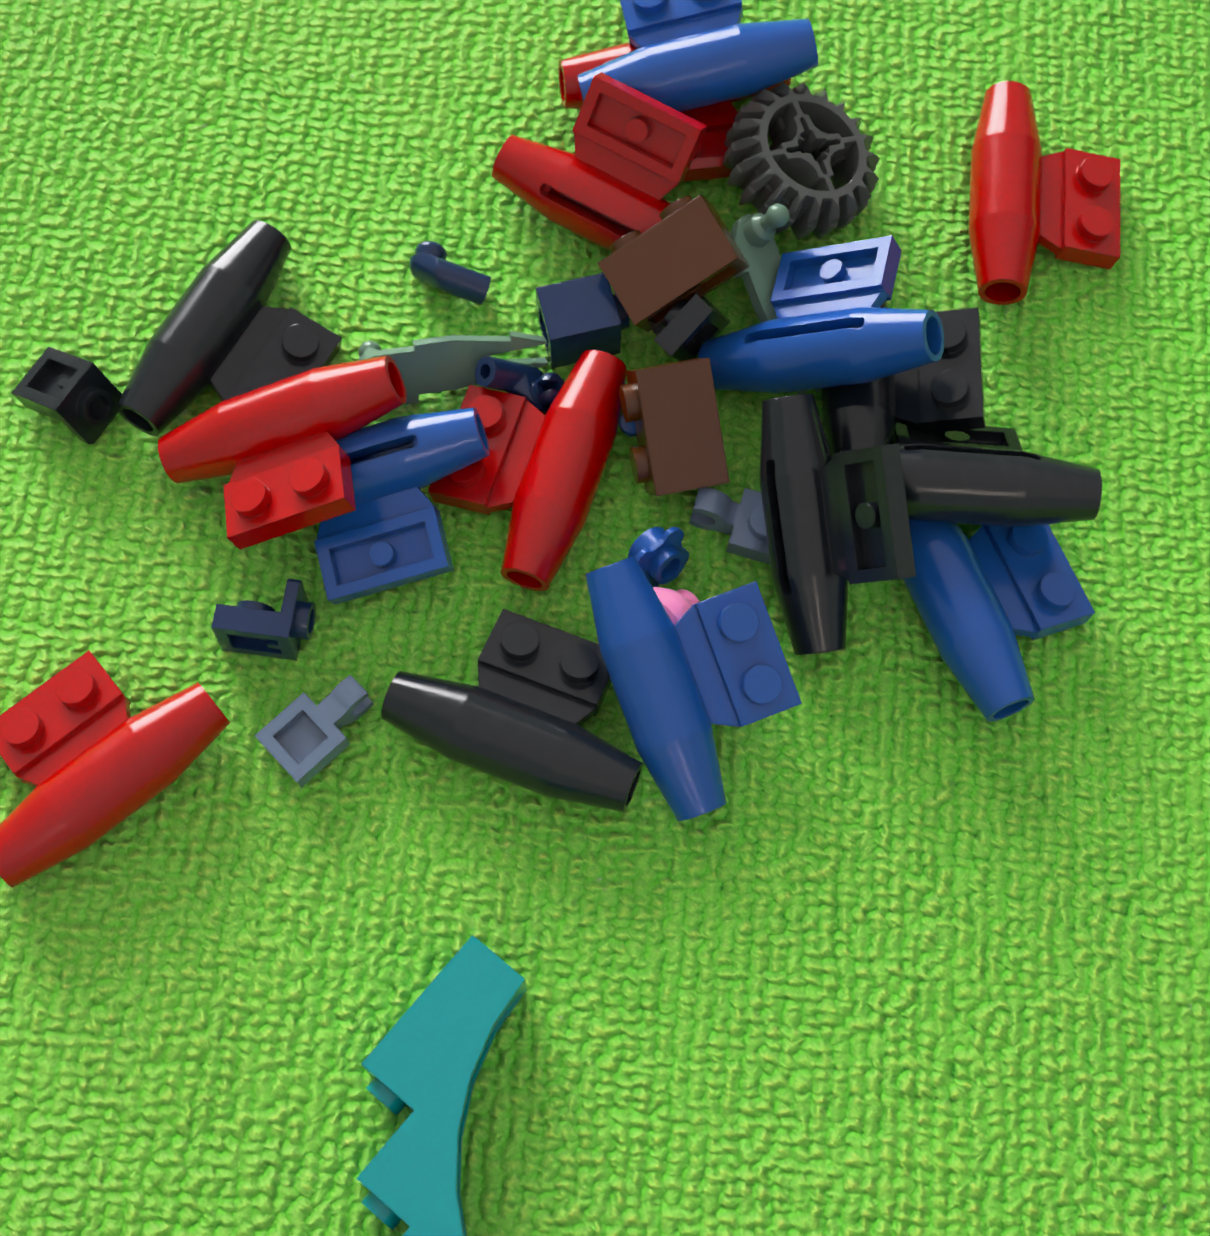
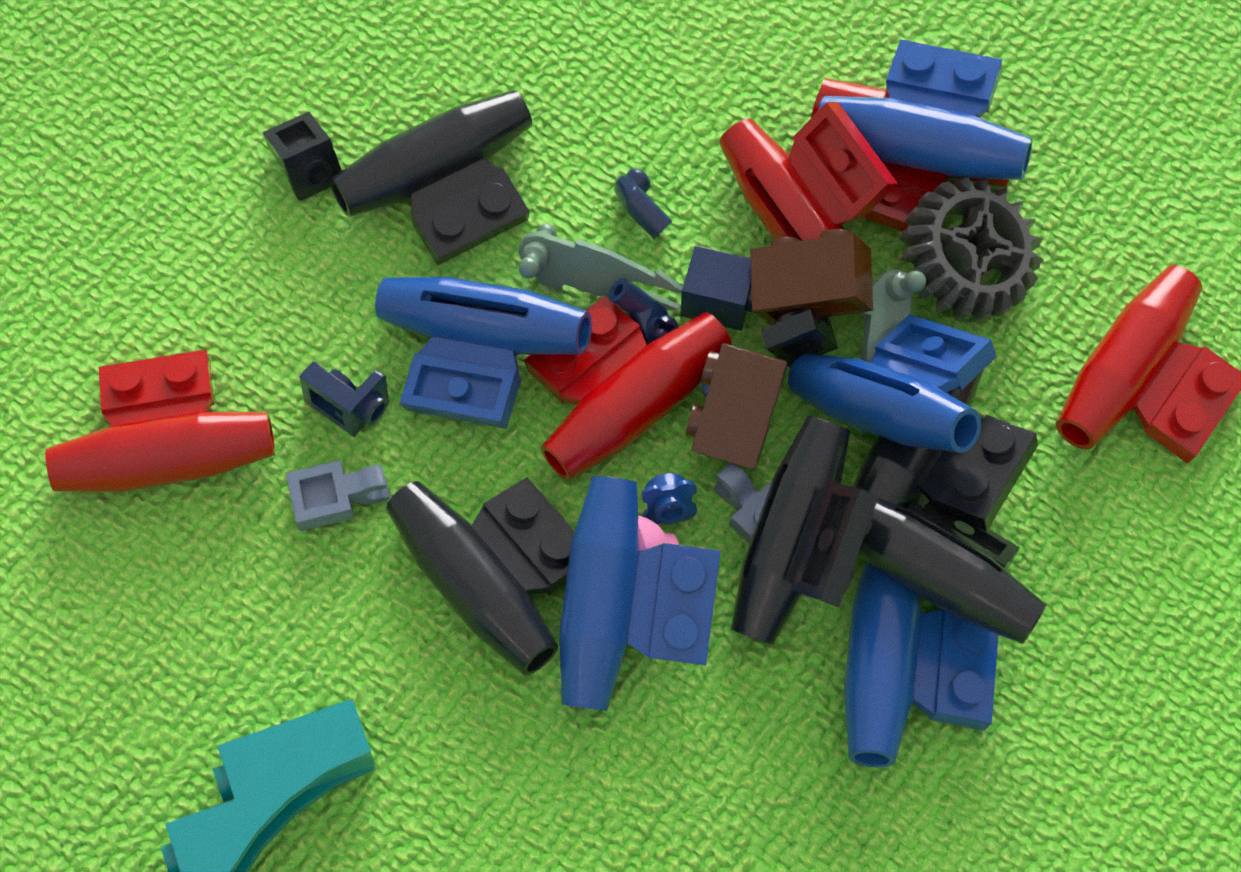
camera: 30 degrees right, 5 degrees down
(284, 446) = (428, 269): red plate -> none

